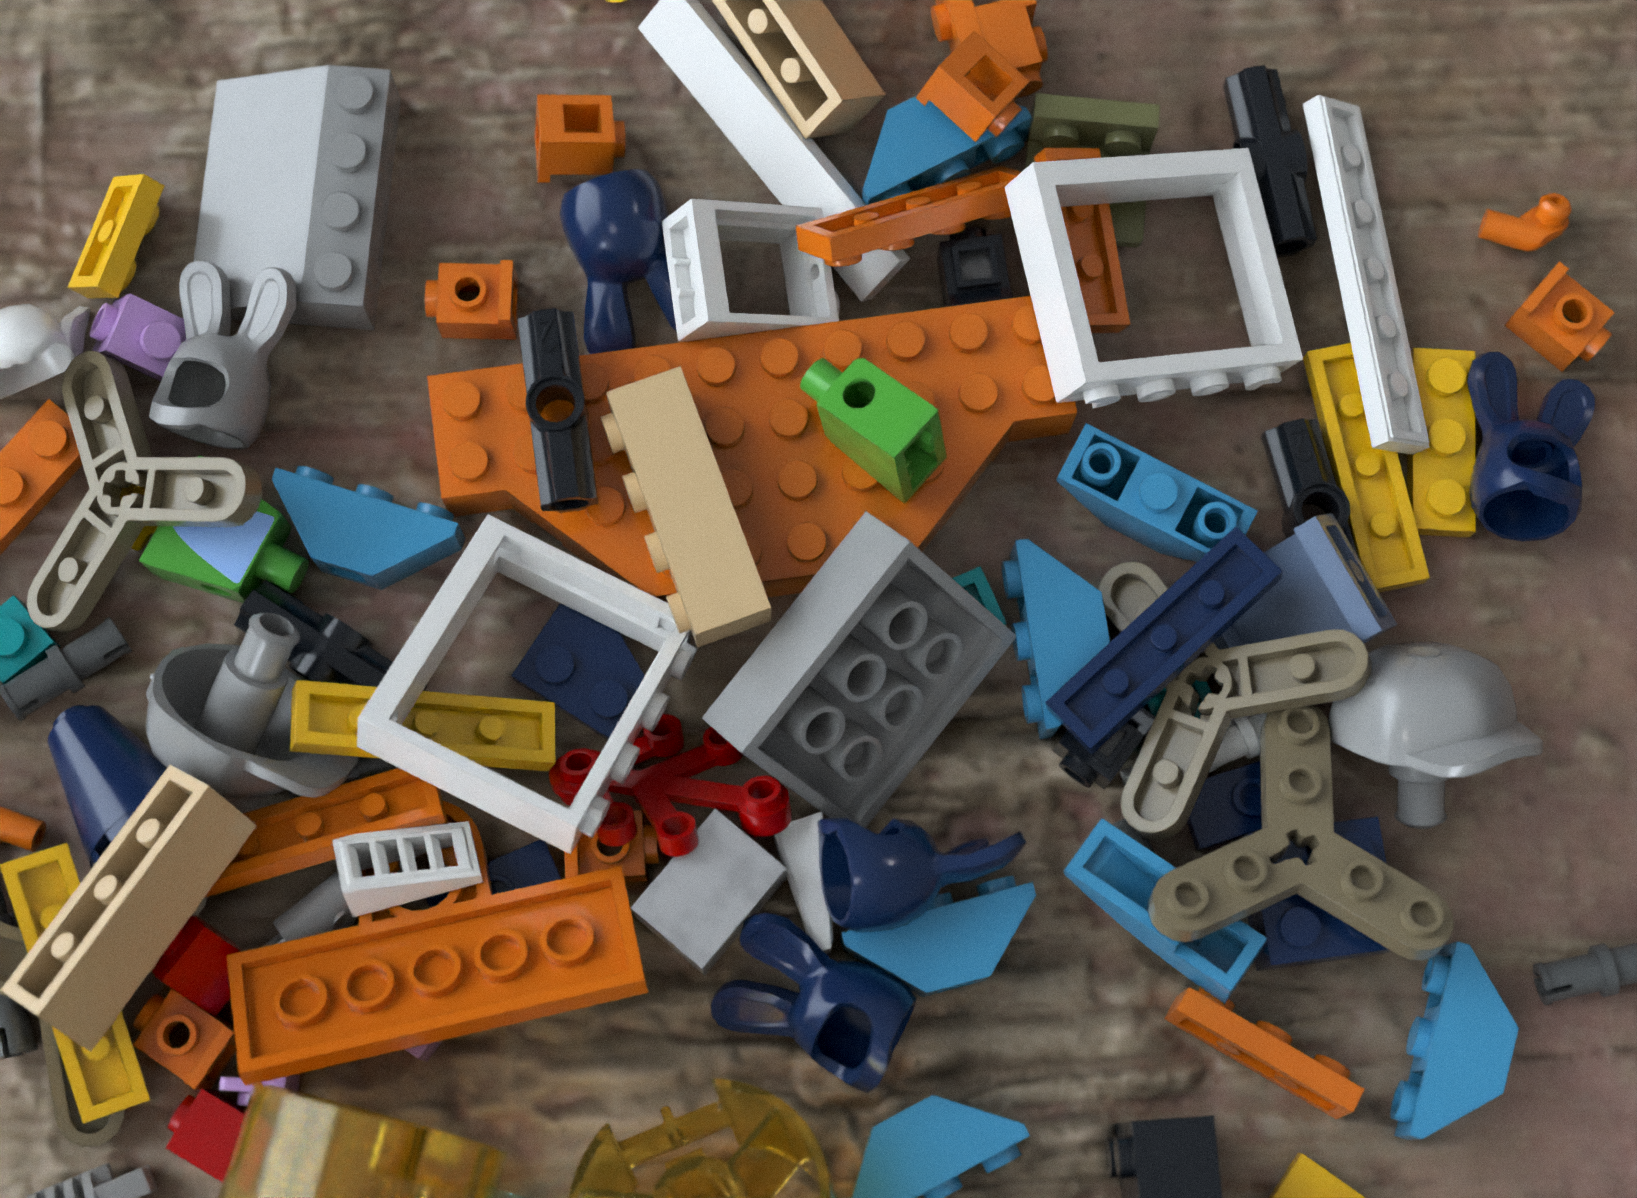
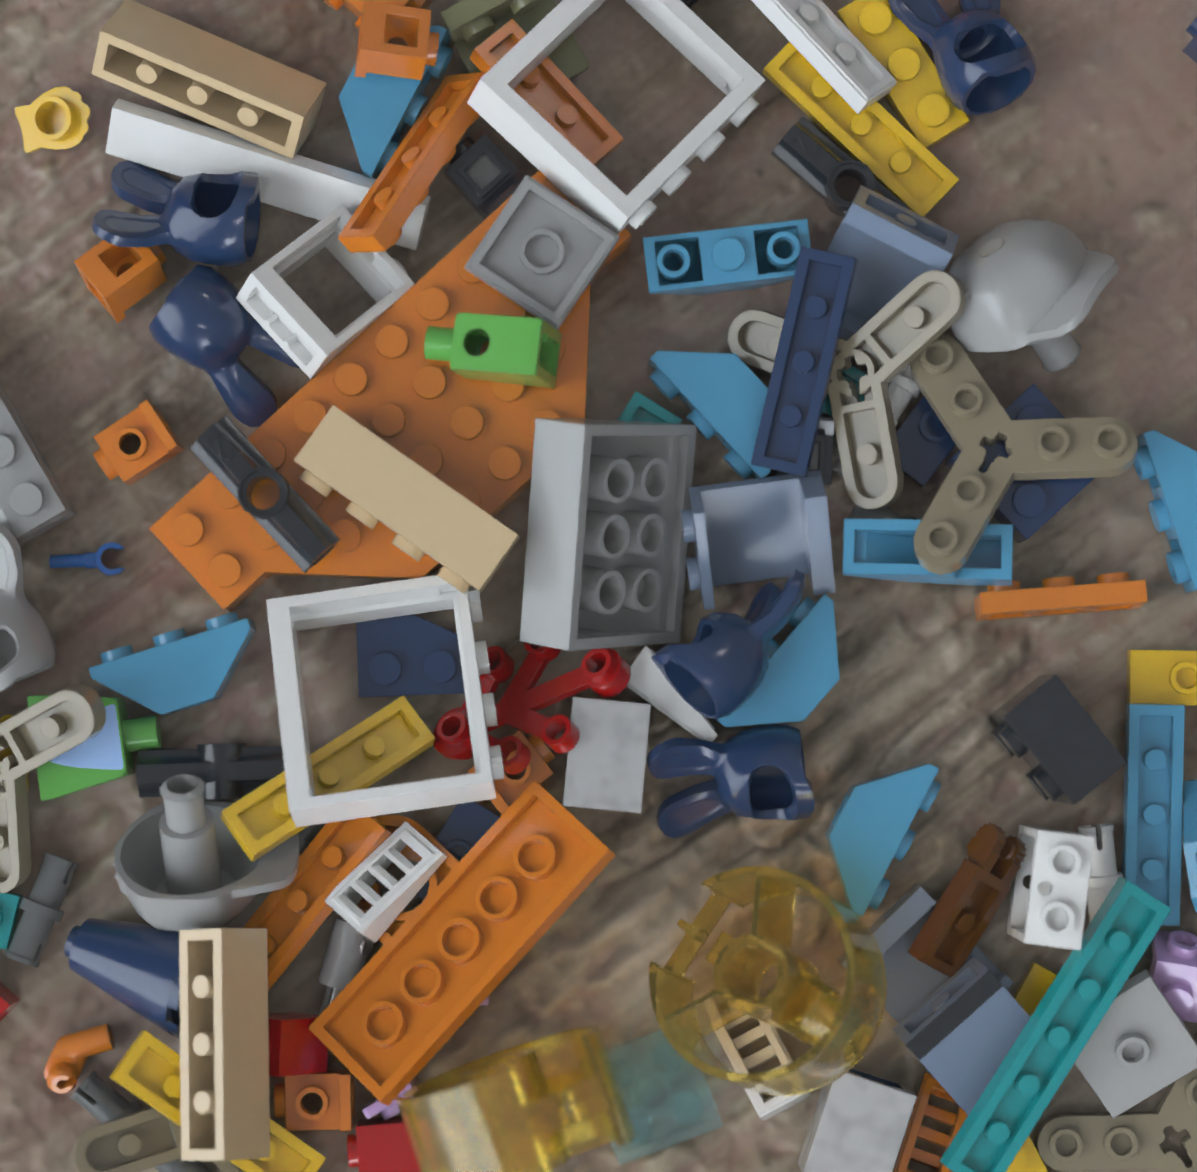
camera: 30 degrees left, 10 degrees up
(354, 377) = (87, 560): none -> blue hand
(681, 132) = (201, 216): none -> dark blue piece
(981, 365) = (542, 252): none -> light grey plate
(1006, 778) = (758, 533): none -> sand blue panel

